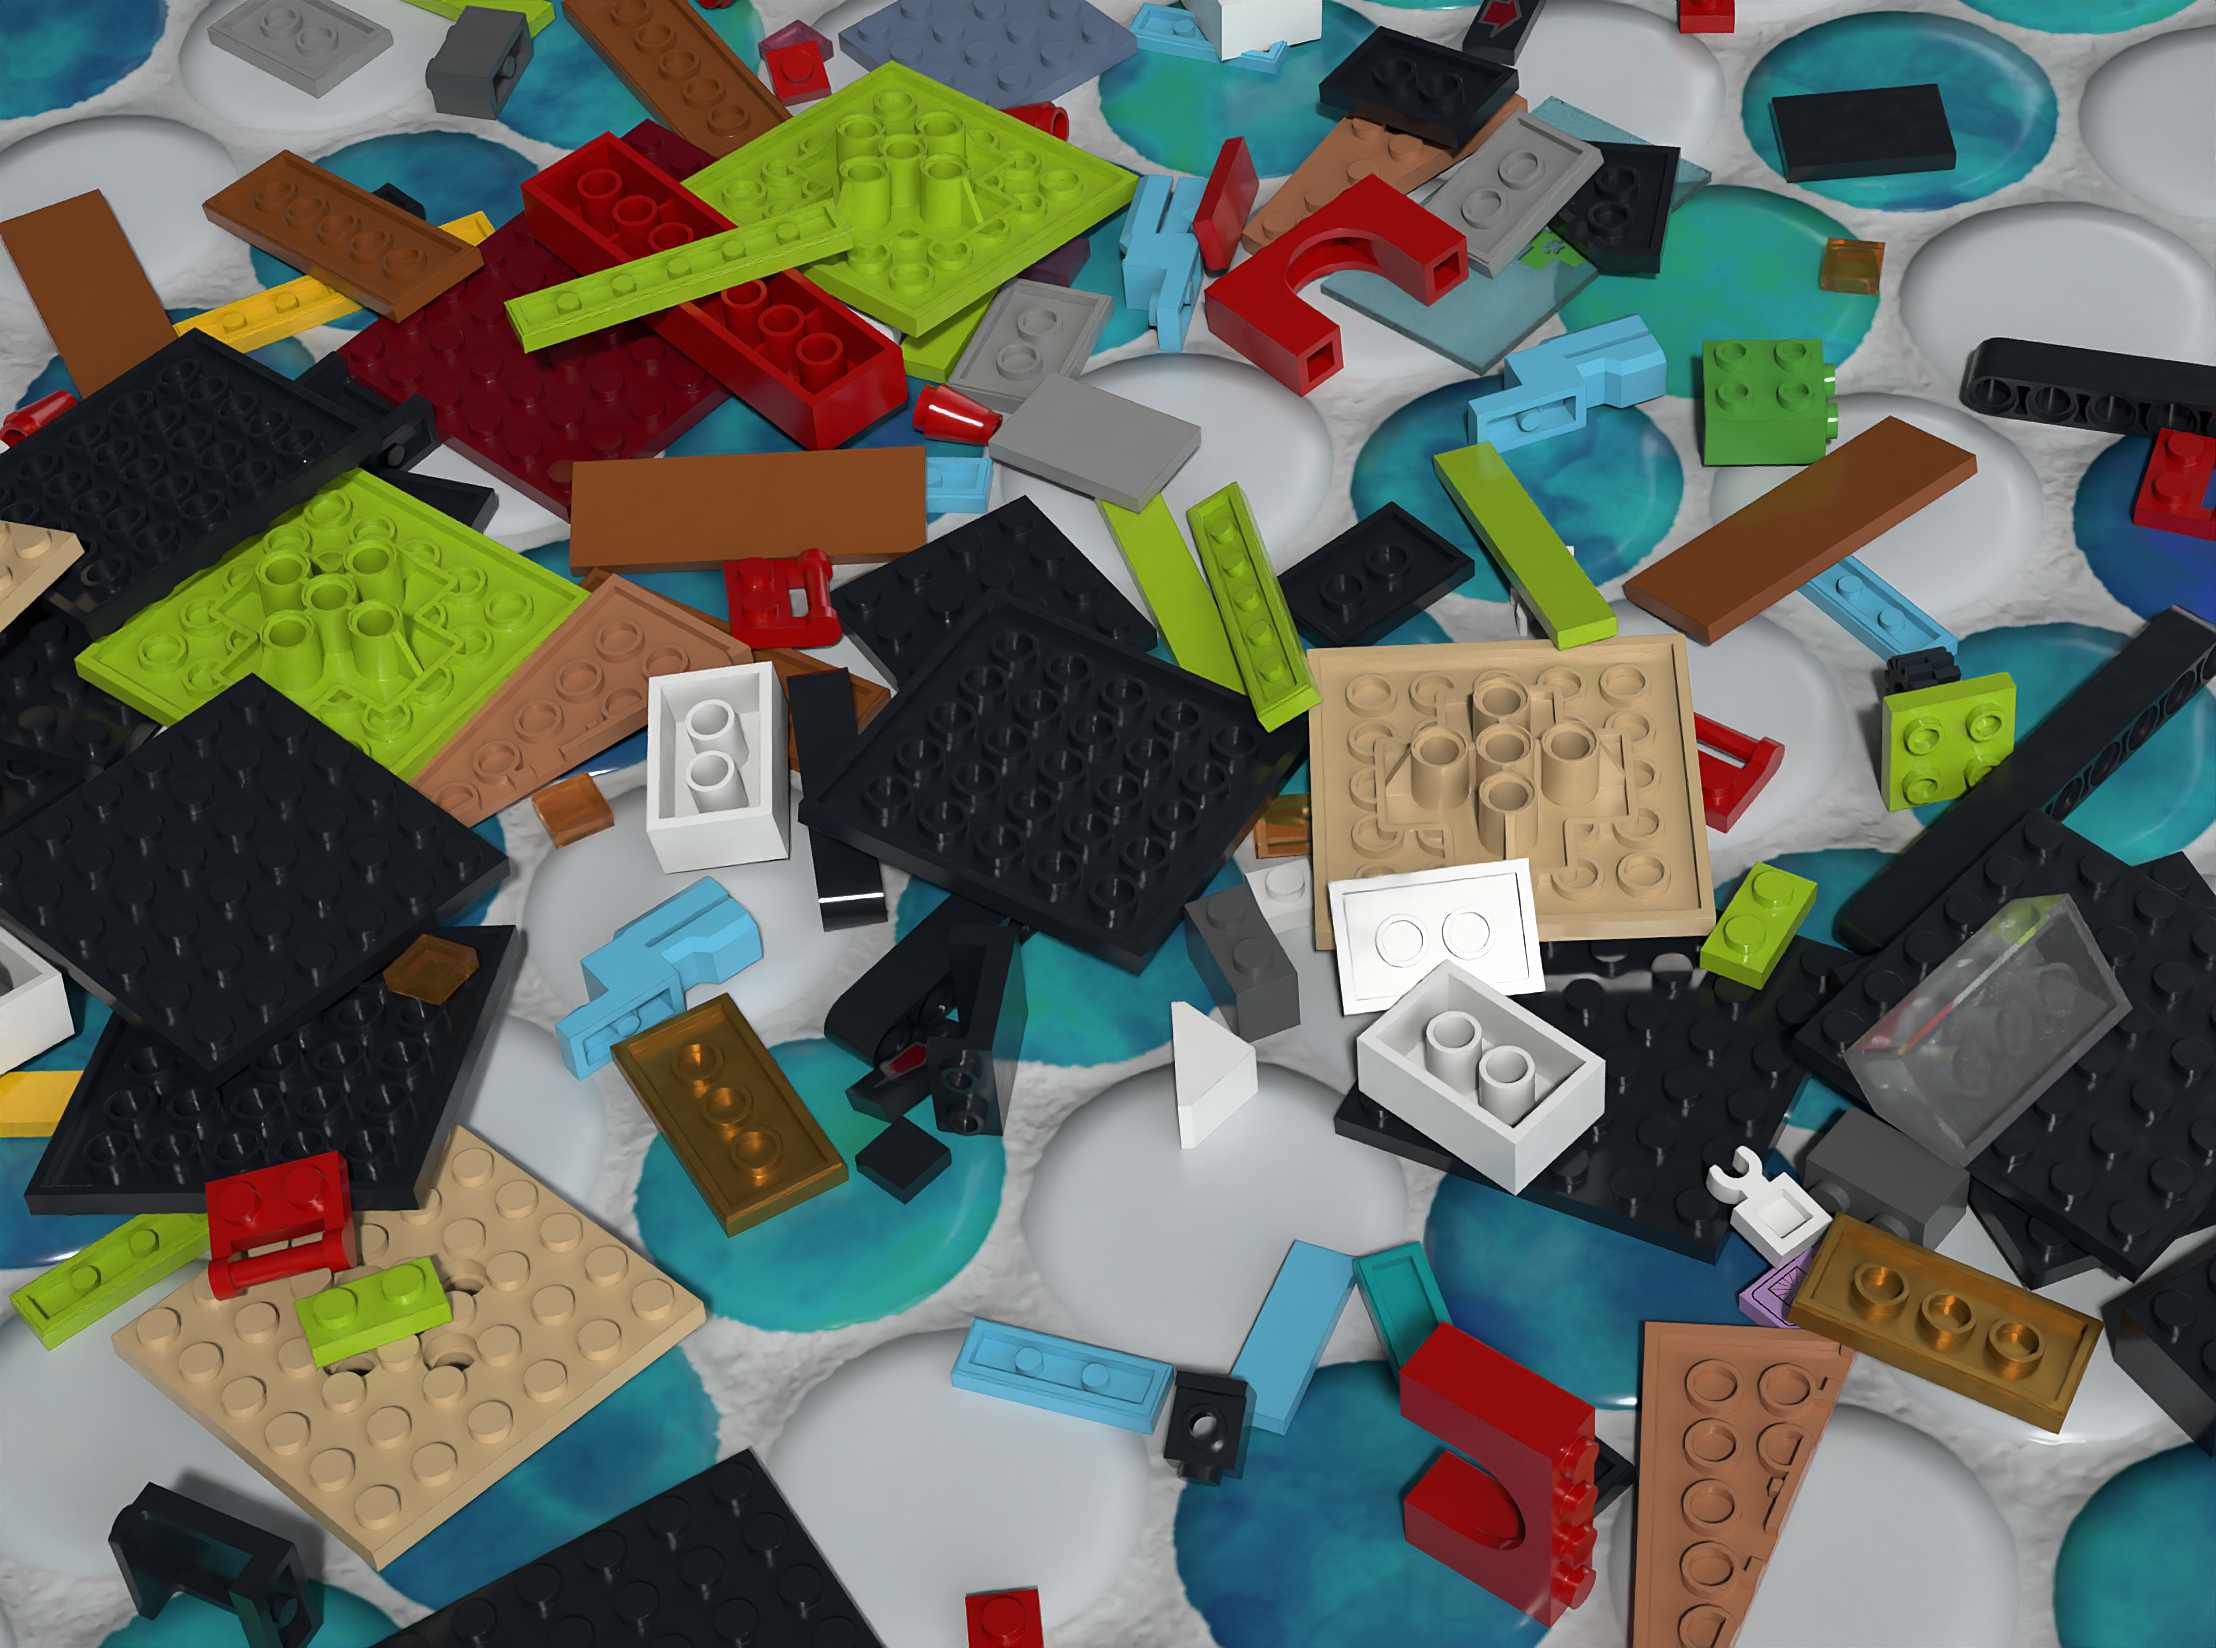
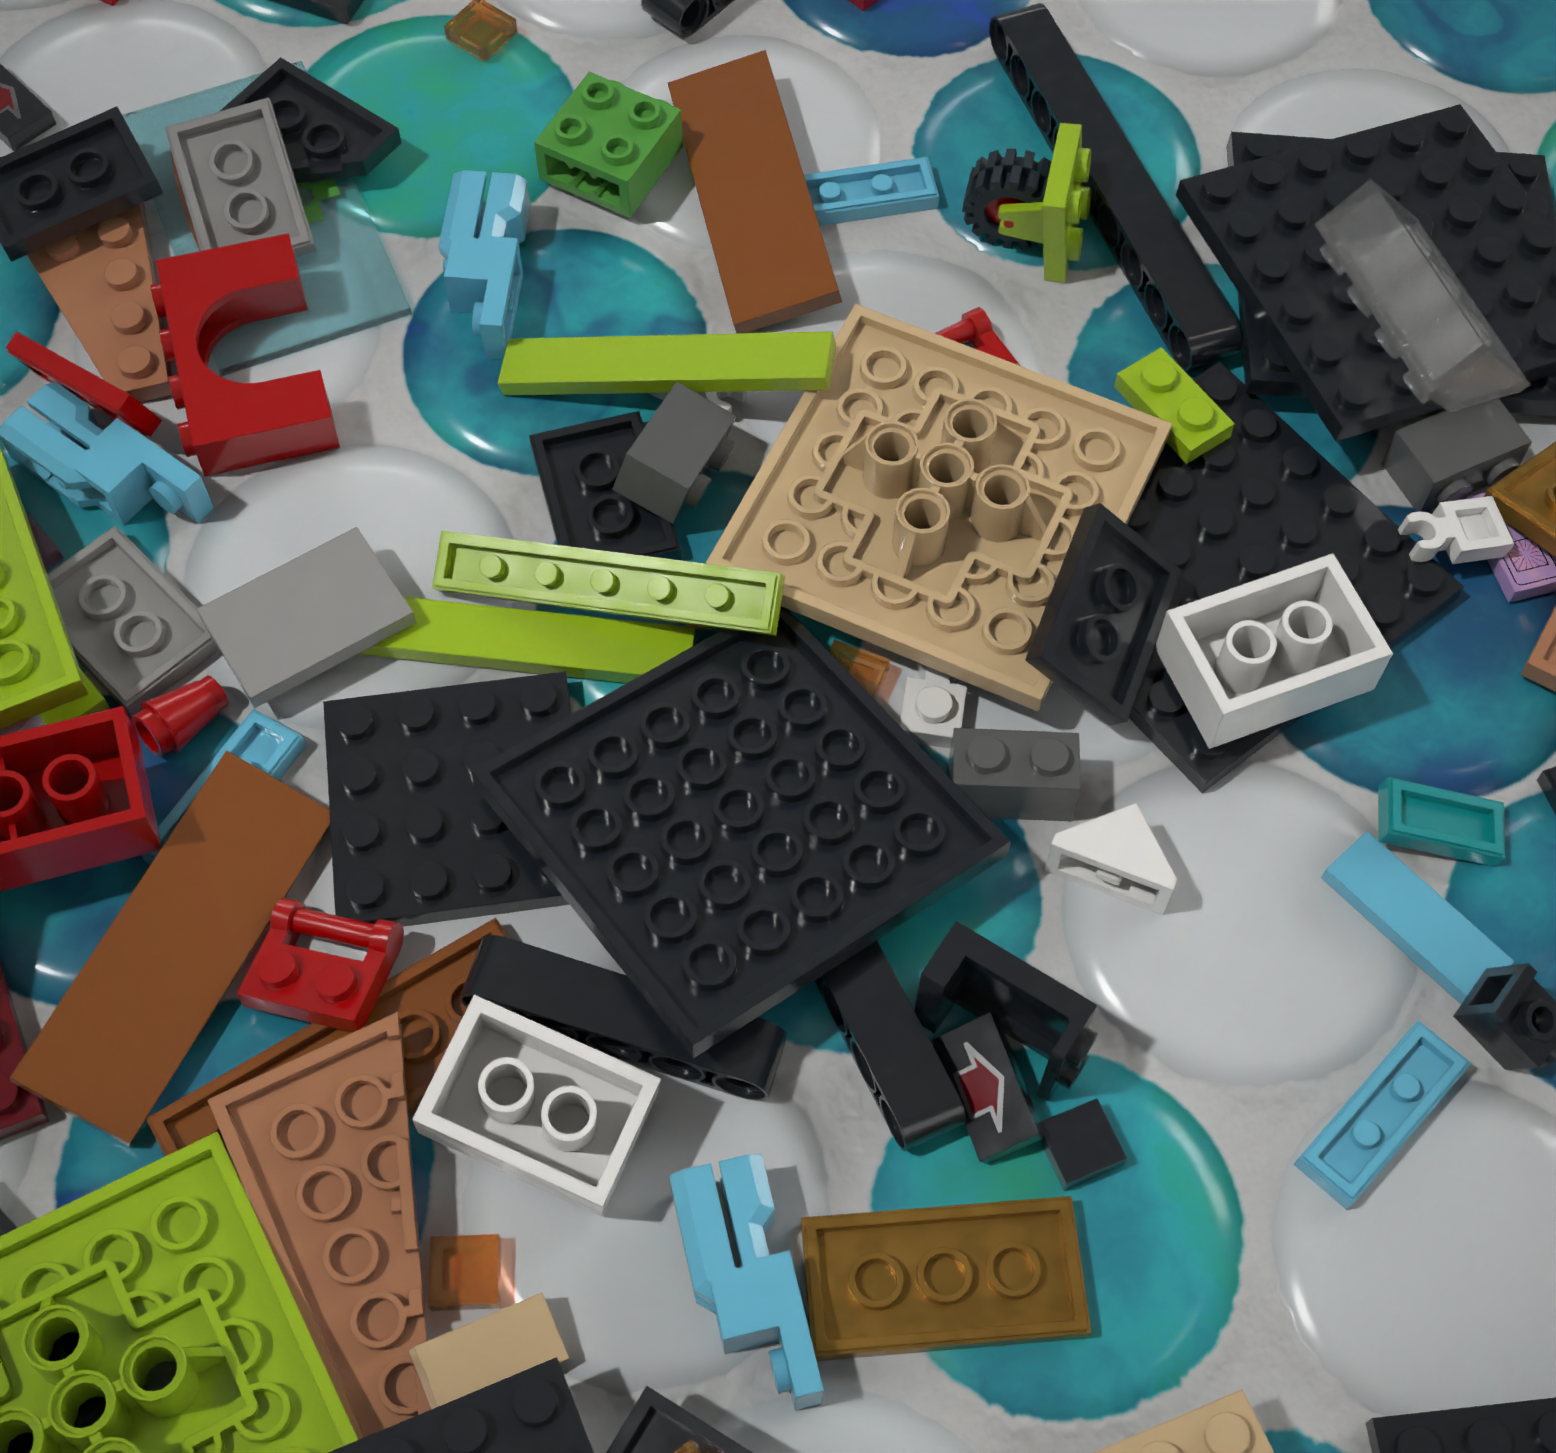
camera: 70 degrees left, 15 degrees up
(533, 852) = (488, 1350): none -> tan tile
(1428, 591) = (675, 452): none -> dark grey brick

